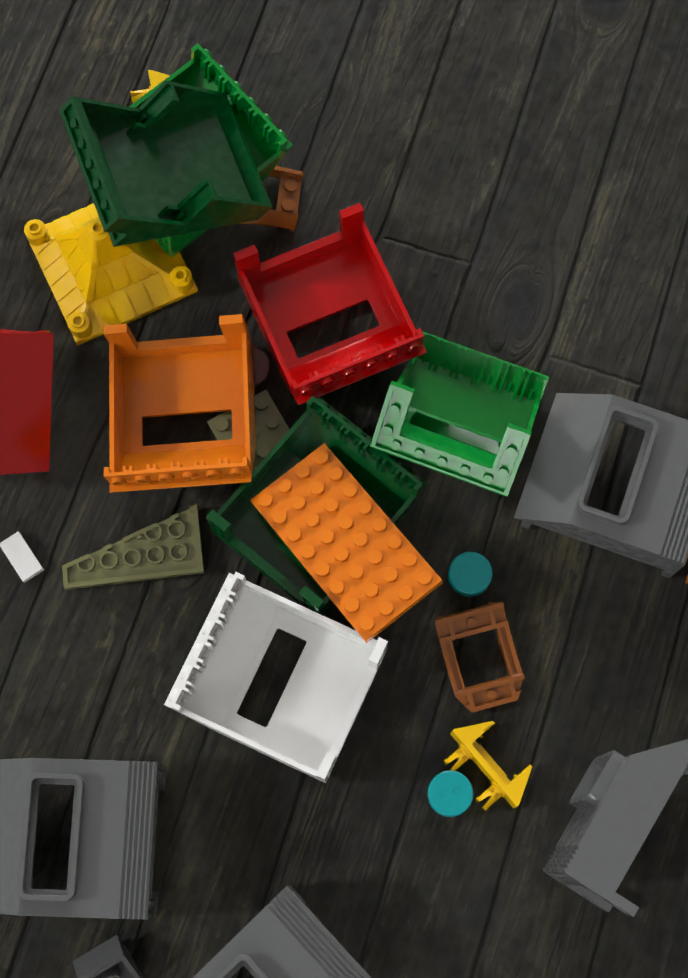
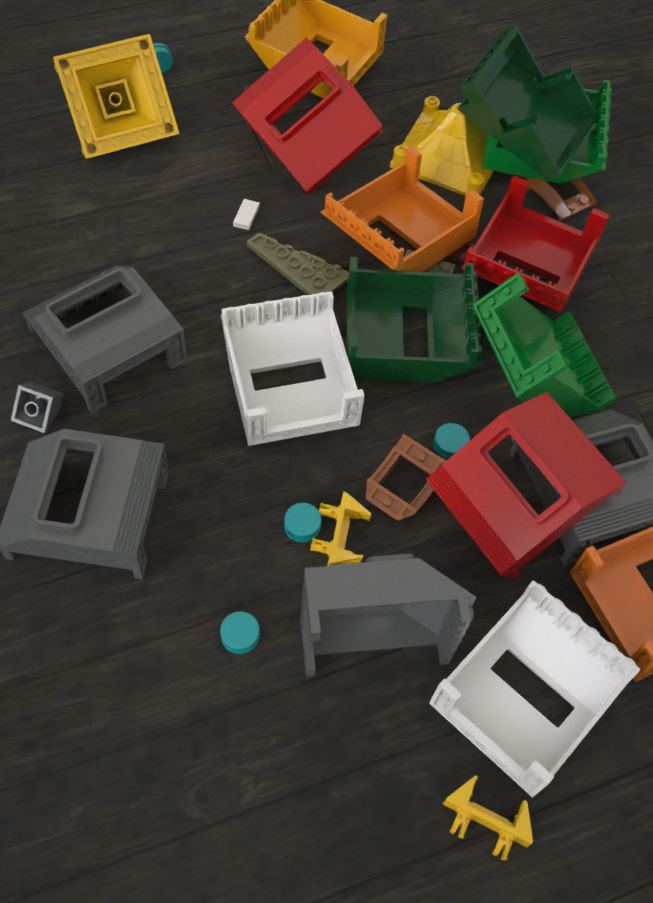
camera: 45 degrees right, 15 degrees down
(346, 542) = (403, 345): orange plate -> none
(521, 944) = (240, 632): none -> teal head
(598, 517) = (492, 506): none -> red panel

